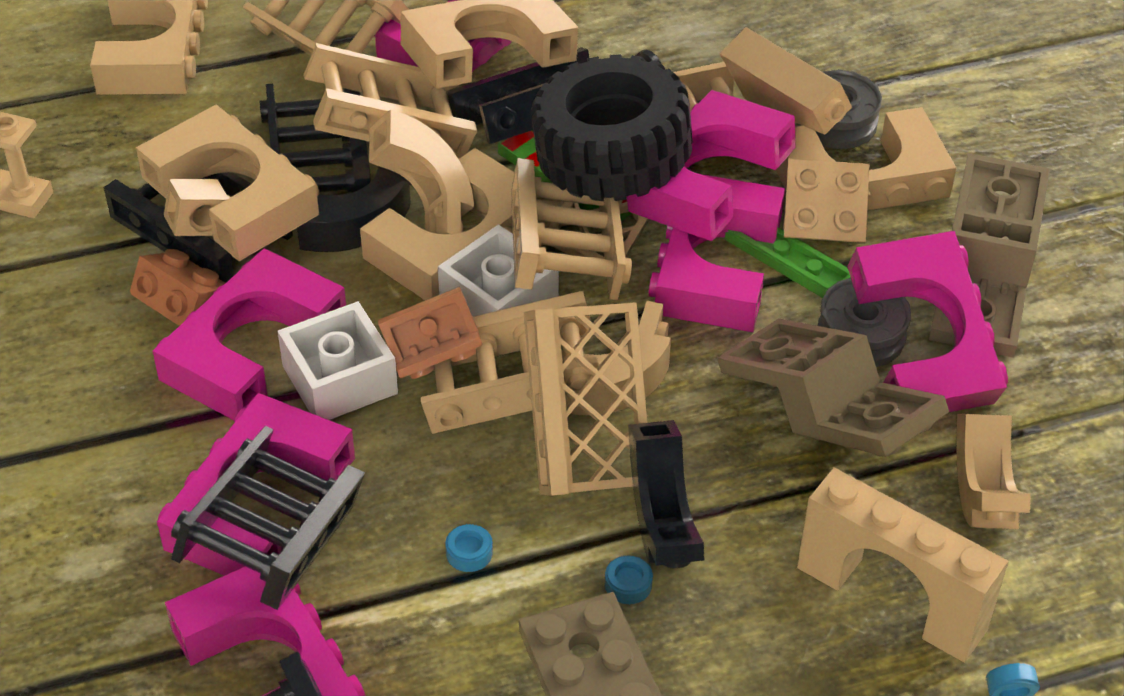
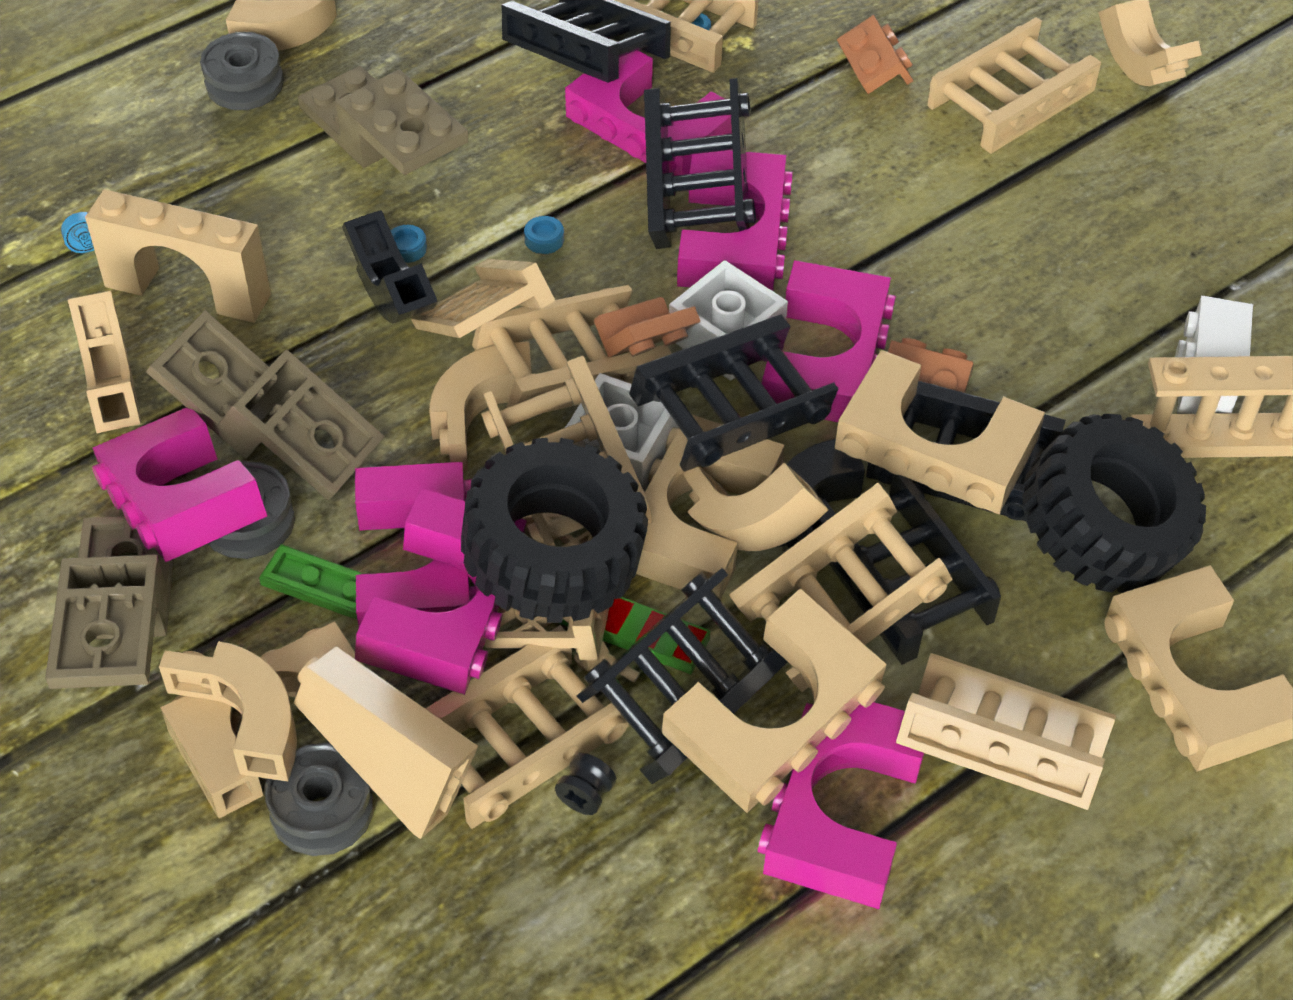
camera: 160 degrees right, 5 degrees up
(125, 101) = (1145, 475): none -> black tyre
(184, 198) = (947, 397): tan brick -> none
(393, 272) = (731, 356): none -> black fence
(826, 200) = (306, 620): tan hinge -> none
(890, 143) = (245, 681): none -> tan arch

